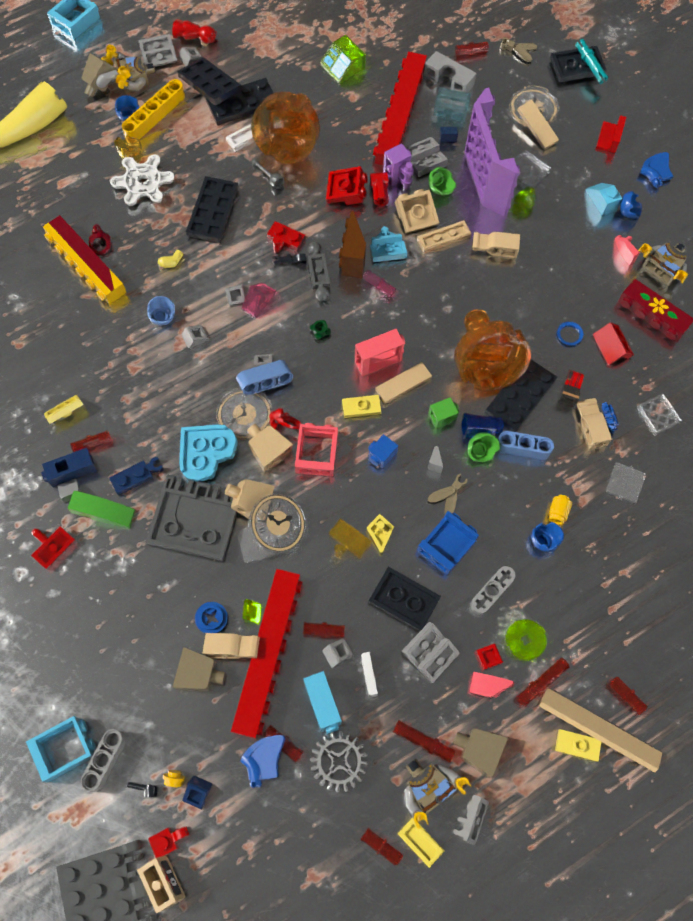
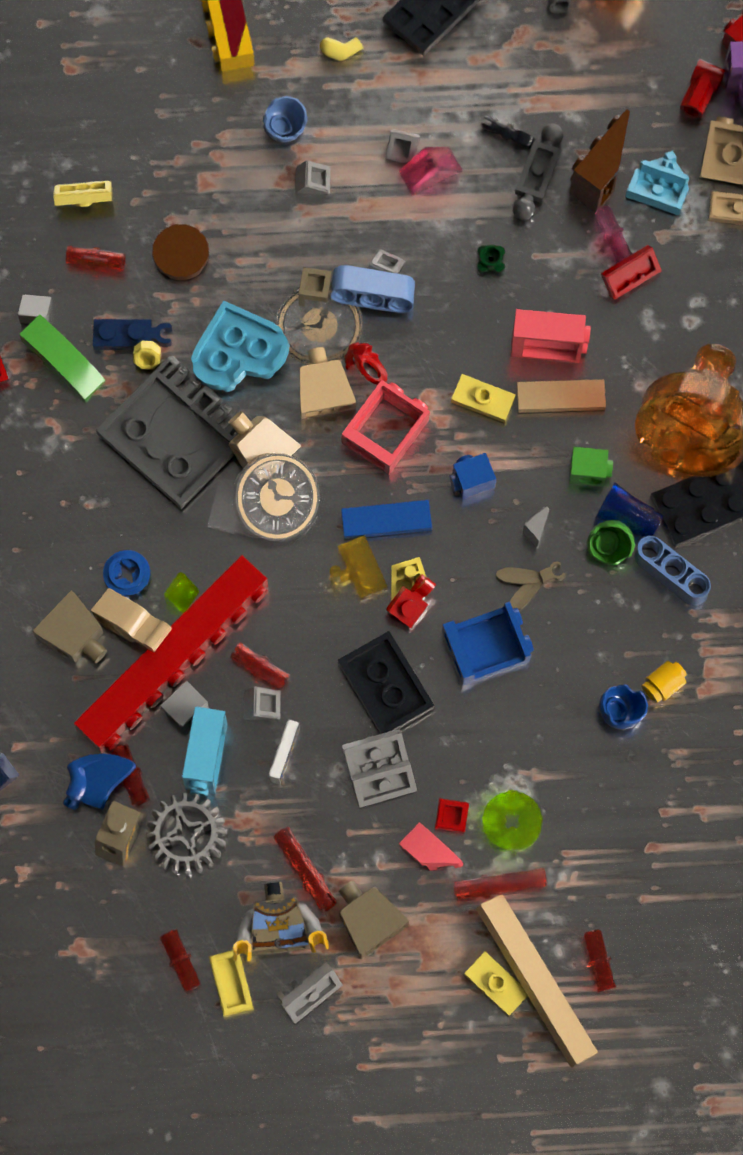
camera: 30 degrees right, 5 degrees up
(68, 467) = (49, 278): dark blue brick -> none
(140, 413) = (180, 252): none -> reddish brown tile
(152, 481) = (146, 355): none -> light yellow tile
(230, 391) = (314, 285): none -> dark tan panel
(285, 236) = (521, 94): red plate -> none
(292, 679) = (182, 703): none -> light grey panel
(297, 785) = (118, 833): none -> dark tan torso
(346, 186) = (654, 61): red plate -> none
(347, 502) = (386, 519): none -> blue tile
(390, 544) = (408, 604): none -> red plate
(401, 298) = (631, 272): none -> red plate
(506, 583) = (532, 736): light grey beam -> none

